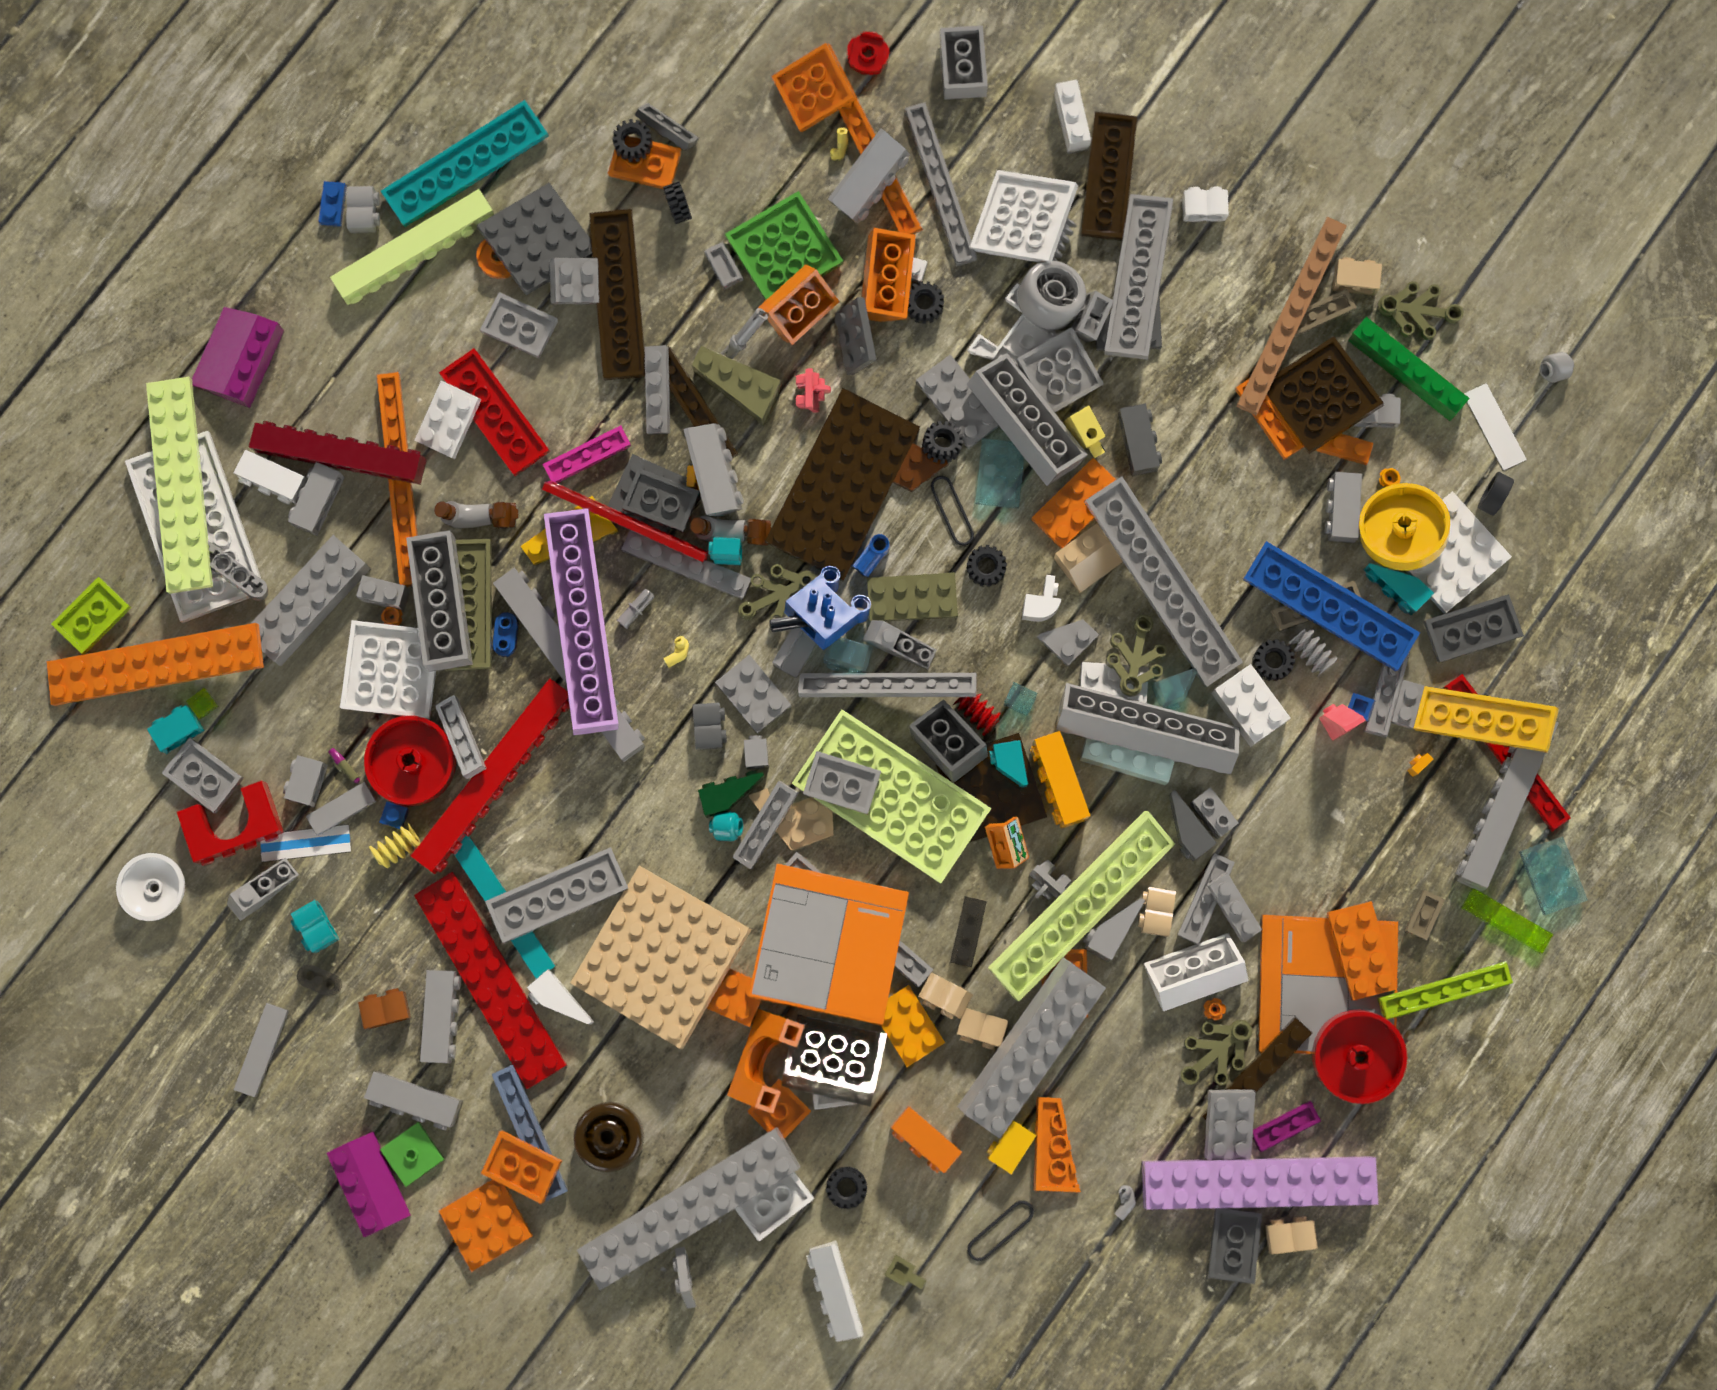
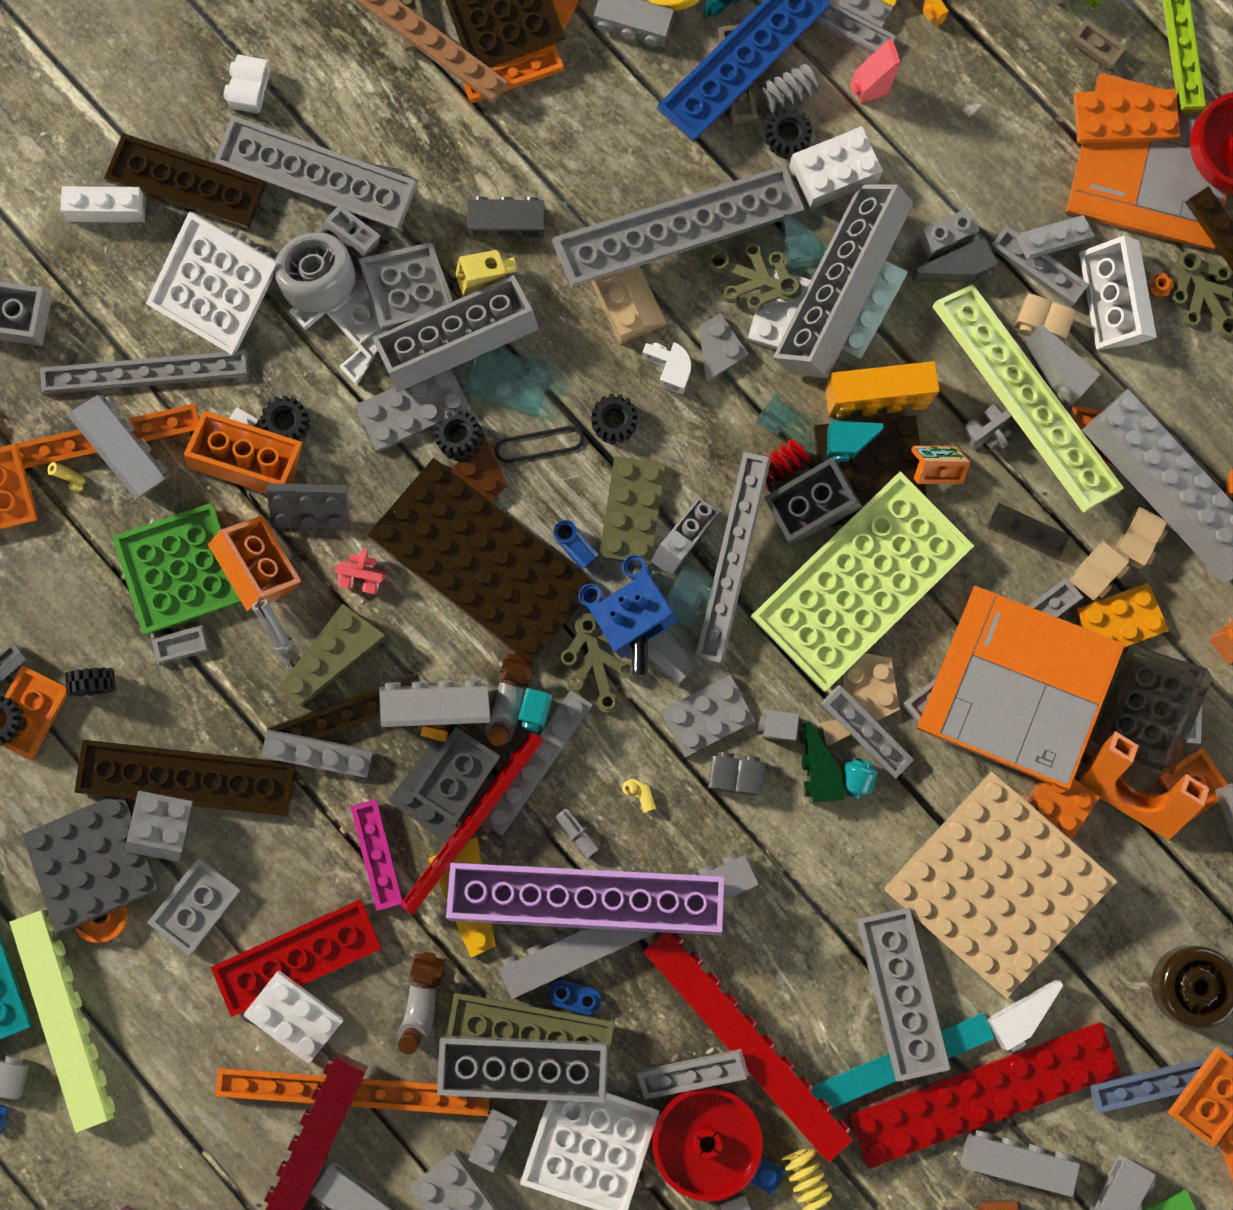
camera: 85 degrees left, 0 degrees up
(387, 612) = (528, 1138): orange plate -> none
(842, 782) = (839, 631): light grey plate -> none
(1066, 512) = (564, 309): orange plate -> none
(1362, 705) = (858, 53): blue plate -> none

